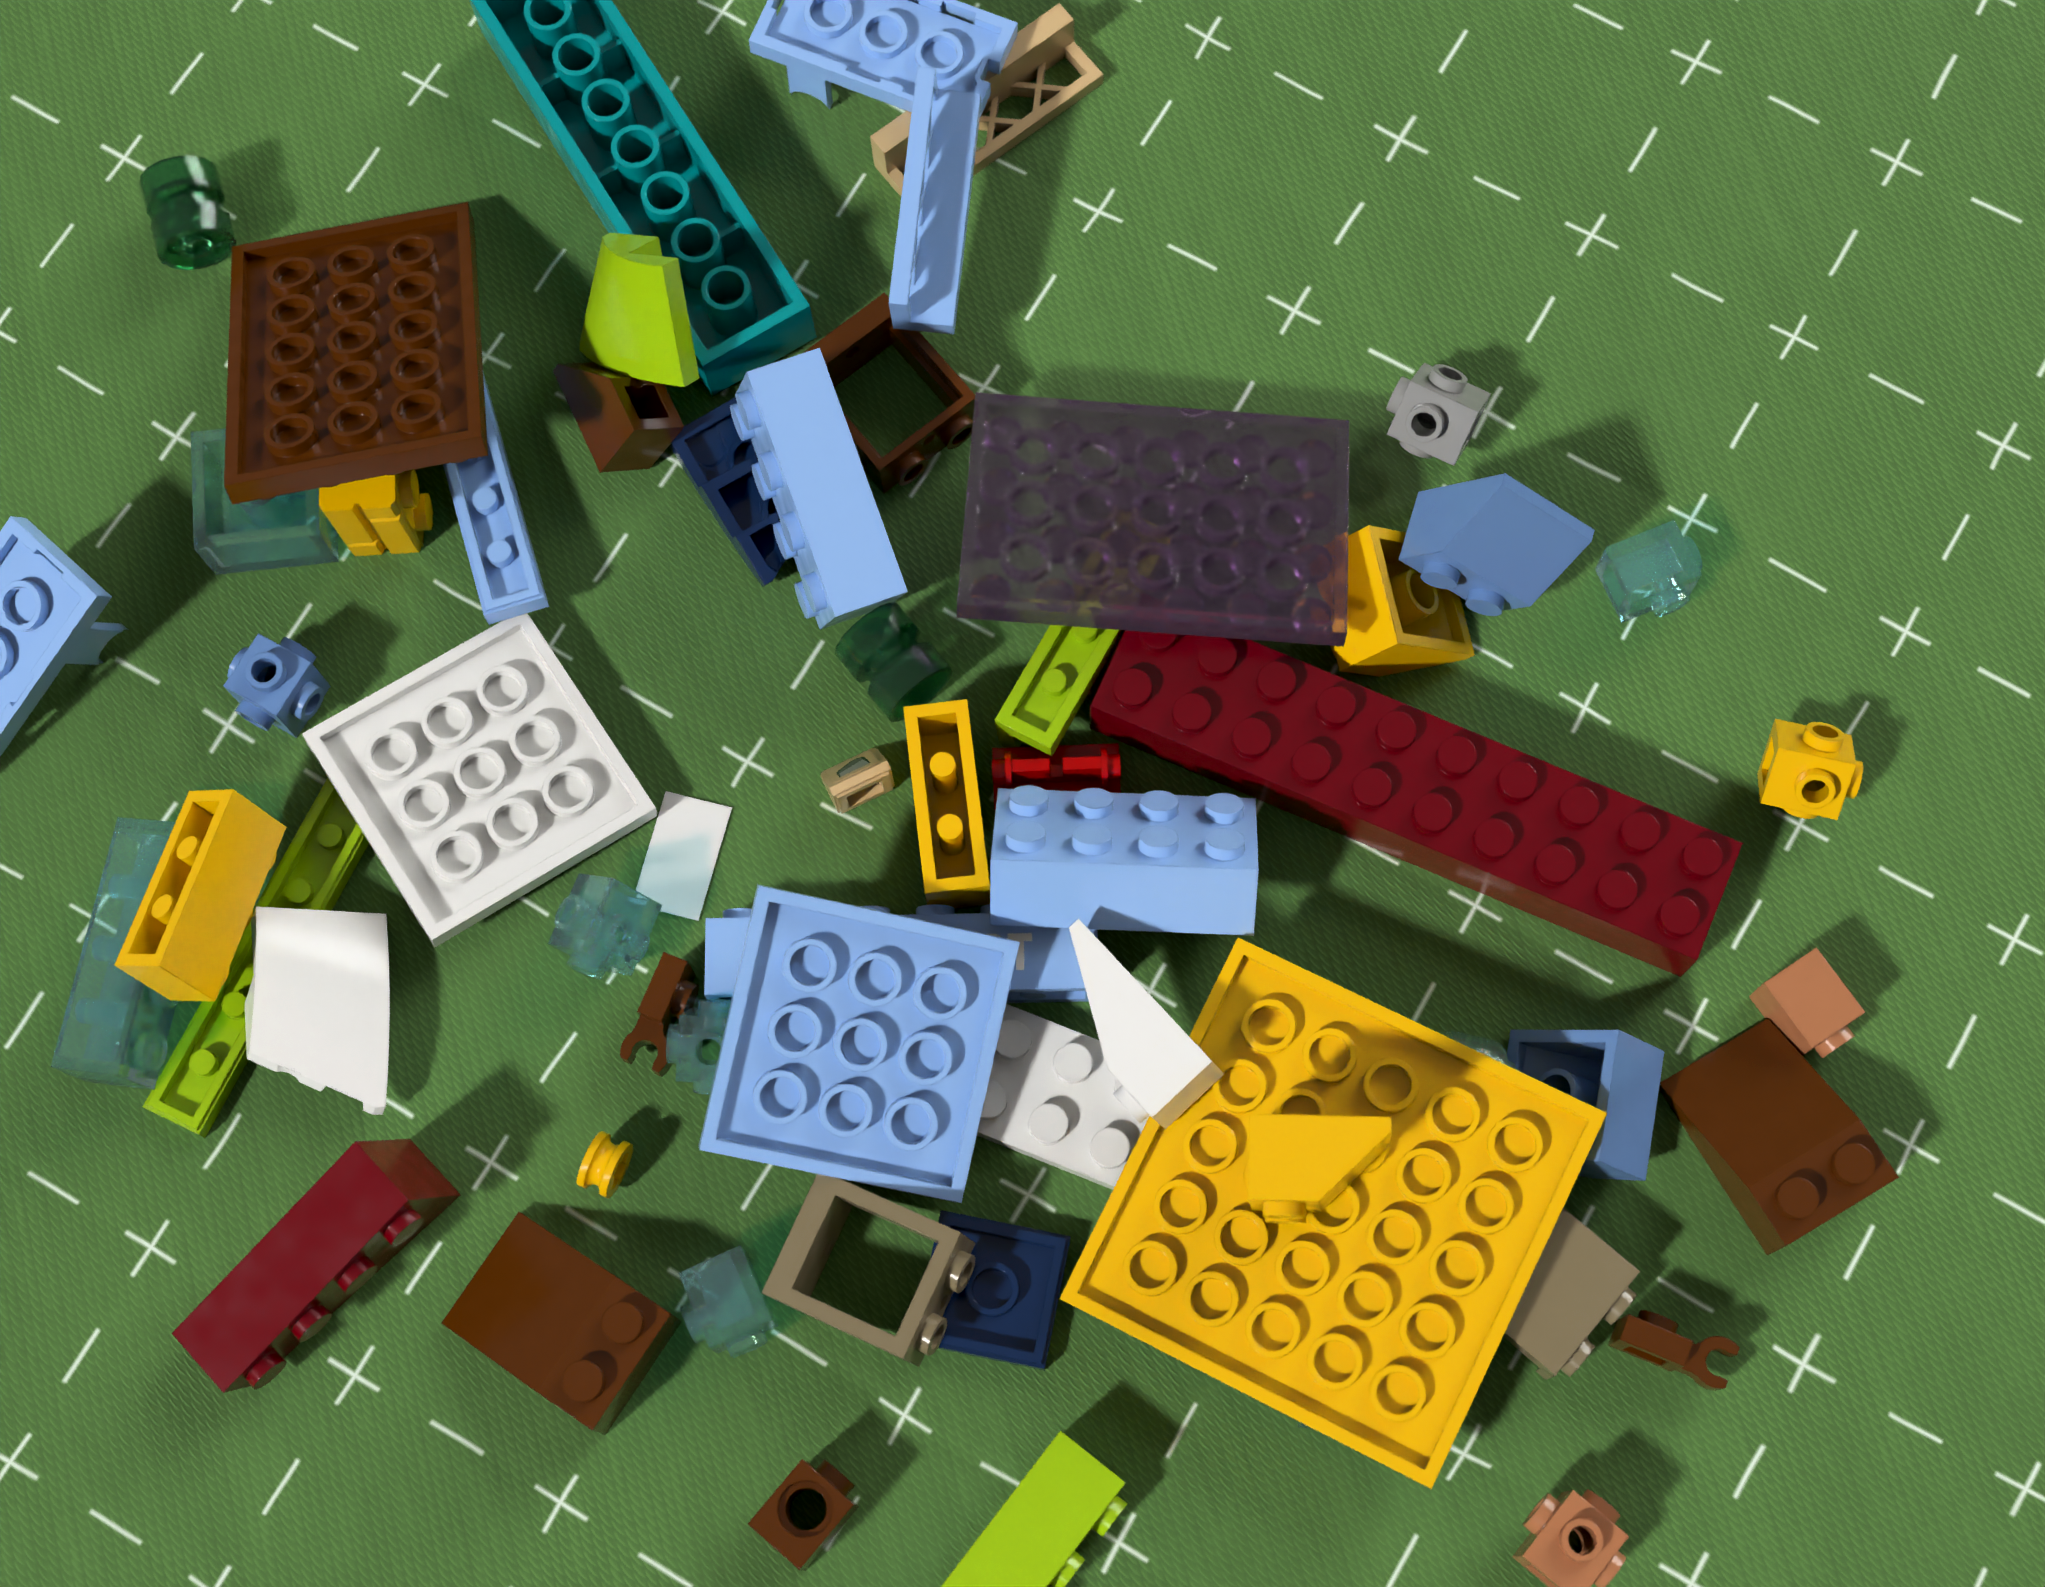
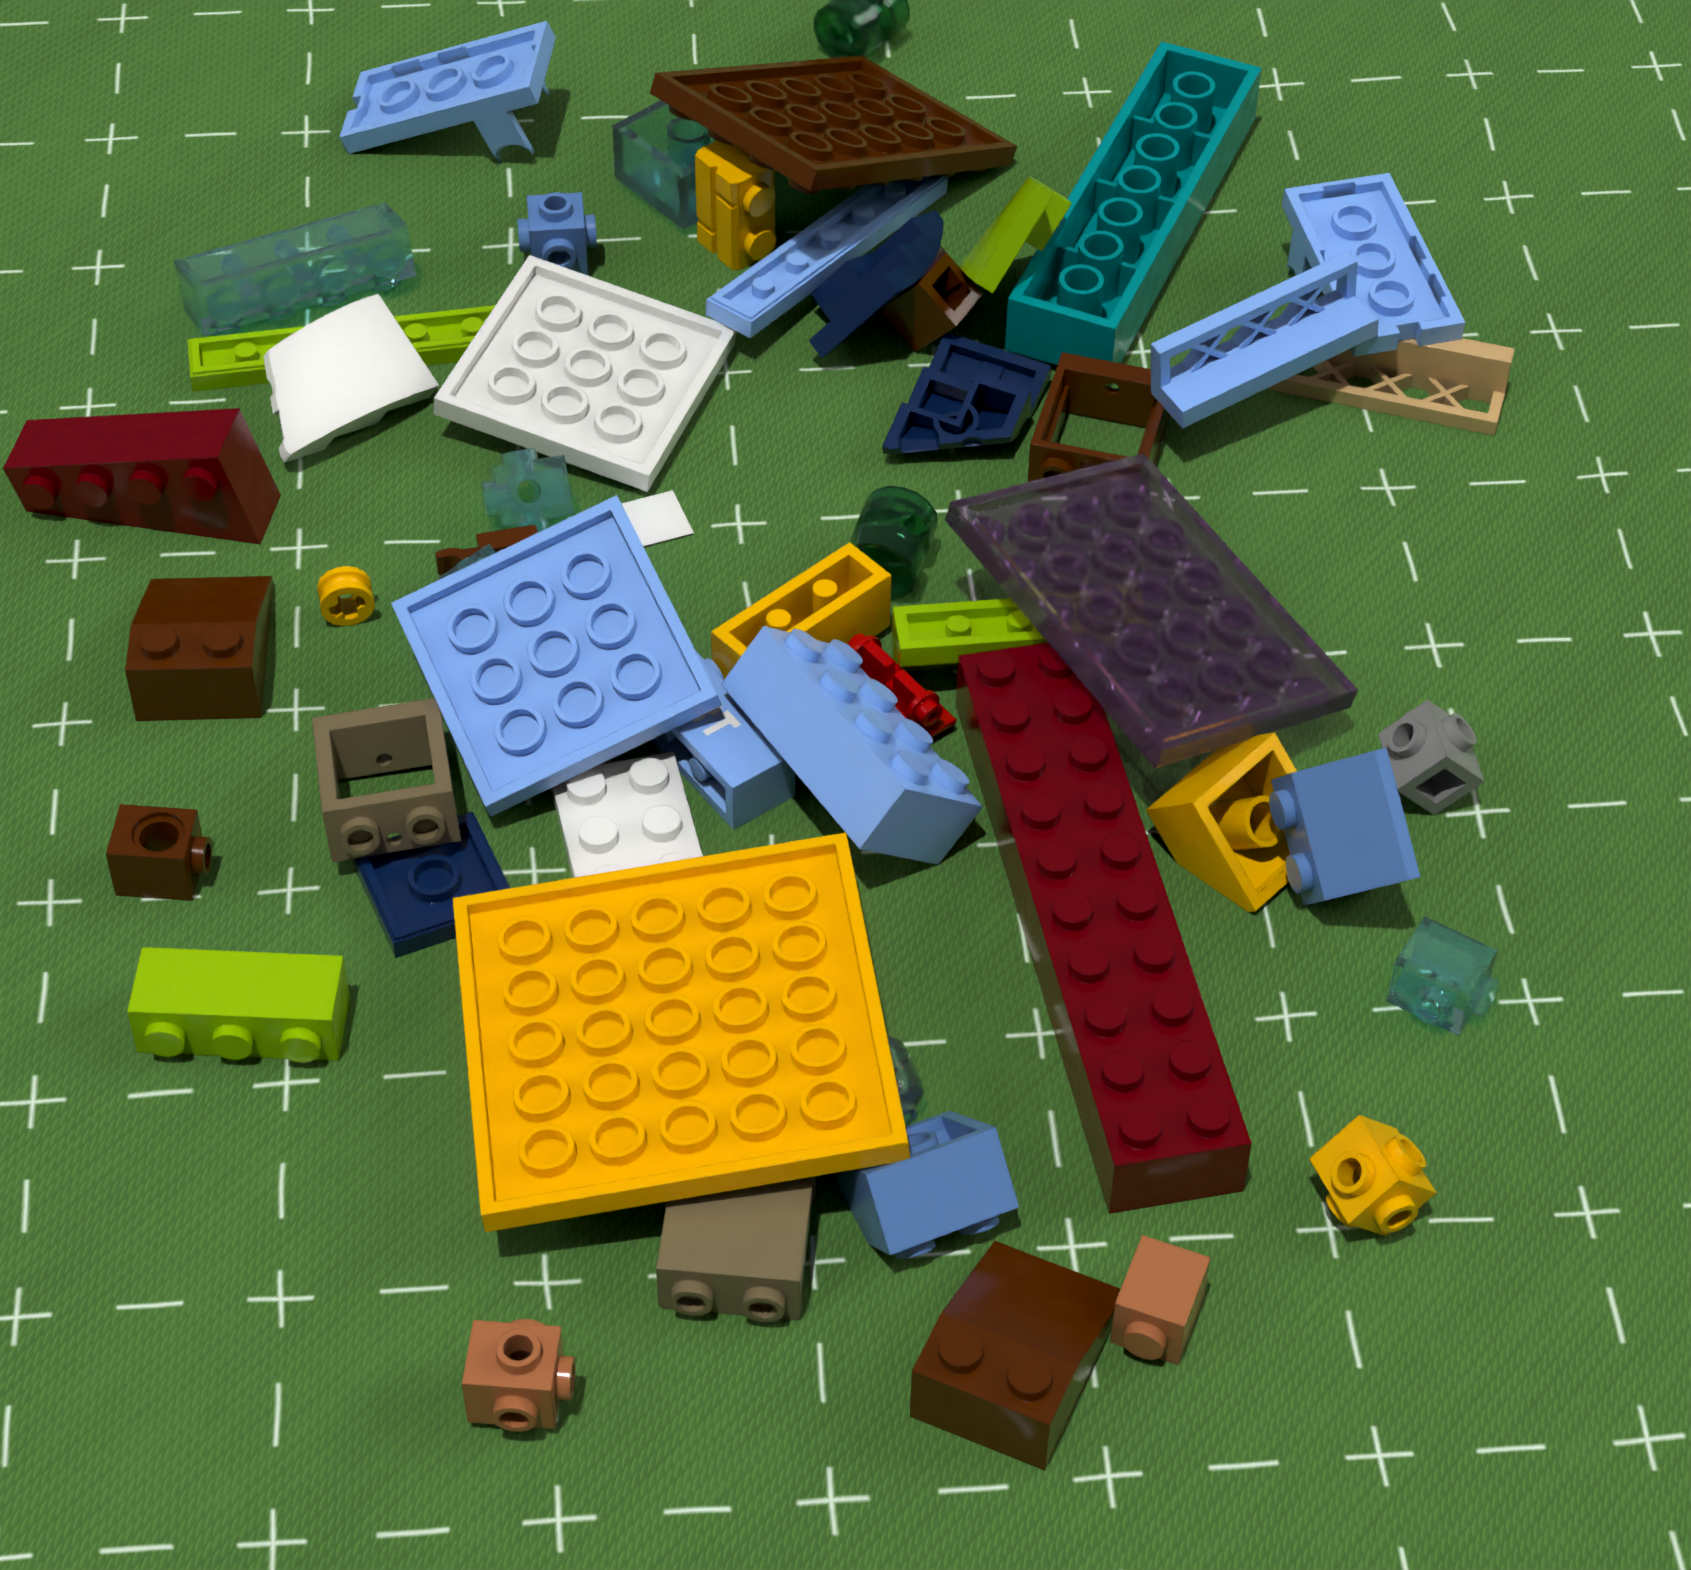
camera: 50 degrees right, 25 degrees down
(201, 896) = (360, 257): yellow brick -> none
(576, 454) = (875, 280): none -> dark blue slope
(727, 1304) = (283, 713): clear light blue brick -> none
(817, 489) = (973, 394): light blue brick -> none
(858, 780) = (766, 573): tan slope -> none
(1140, 1042) = (705, 805): white slope -> none
(1308, 1160) = (684, 938): yellow slope -> none
(1655, 1341) = (753, 1349): reddish brown plate -> none

